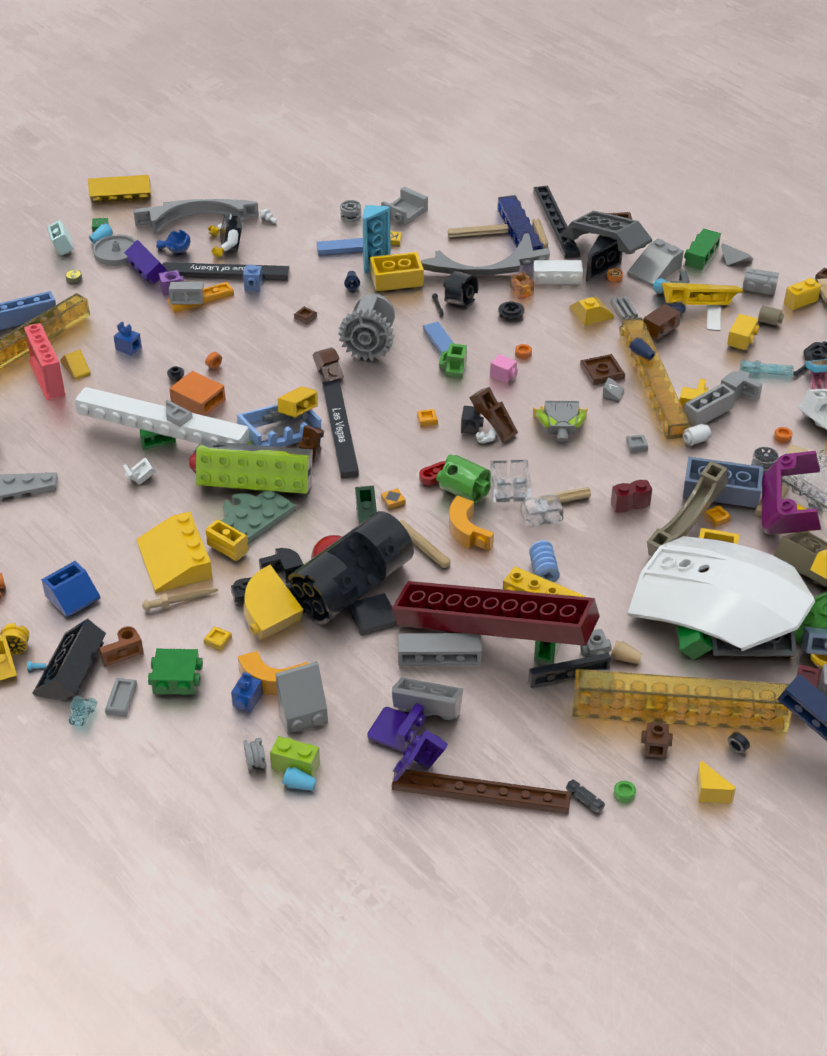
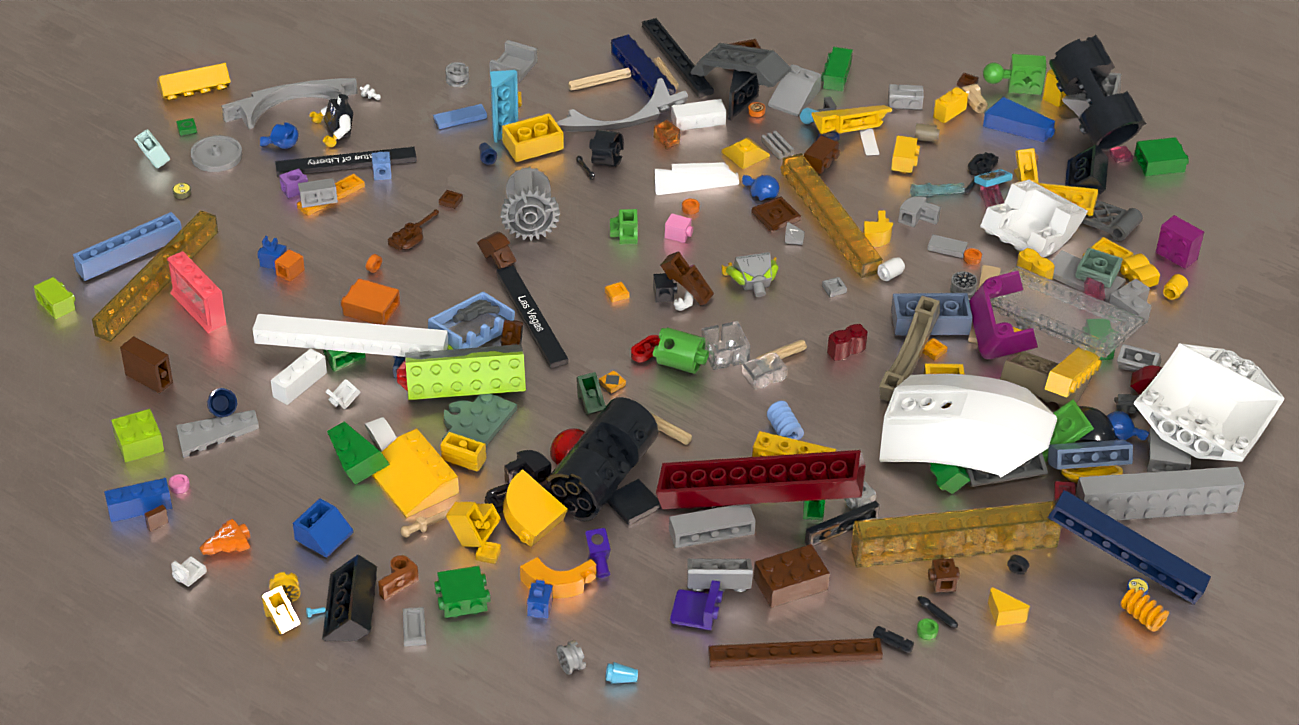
camera: 15 degrees left, 0 degrees up
(26, 461) = (222, 402): none -> dark blue helmet
(75, 364) = (230, 290): yellow slope -> none
(80, 710) = (380, 646): clear light blue plate -> none
(101, 232) = (194, 135): medium azure cone -> none
(106, 449) = (298, 376): none -> white brick
(126, 526) = (355, 453): none -> green wedge
(138, 351) = (289, 265): none -> orange brick
(144, 262) = (257, 164): dark purple brick -> none
(160, 510) = (380, 433): none -> white slope
(175, 373) = (337, 284): black plate -> none
(177, 414) = (368, 328): light grey tile -> none
(209, 608) = (473, 522): none -> yellow brick
(257, 340) = (412, 232): none -> reddish brown piece
(296, 754) = (609, 650): lime brick -> none
(297, 401) = (487, 296): yellow brick -> none
(301, 698) = (600, 595): light grey slope -> none
(320, 655) = (600, 552): none -> dark purple bracket
(423, 750) = (732, 626): dark purple bracket -> none
(437, 336) = (599, 204): medium blue tile -> none
(463, 530) = (693, 402): light orange arch -> none
(501, 712) = (791, 575): none -> reddish brown brick
(511, 310) = (664, 159): black gear -> none
(534, 326) = (693, 177): none -> white wedge
(596, 343) = (763, 186): none -> blue hair
(625, 653) = (889, 498): tan cone -> none
(641, 348) = (813, 187): dark blue cone -> none
(642, 778) = (926, 603): none -> black piece
(709, 405) = (895, 236): light grey brick -> none
(734, 256) = (871, 72): light grey slope -> none
(760, 421) = (947, 246): none -> light grey tile

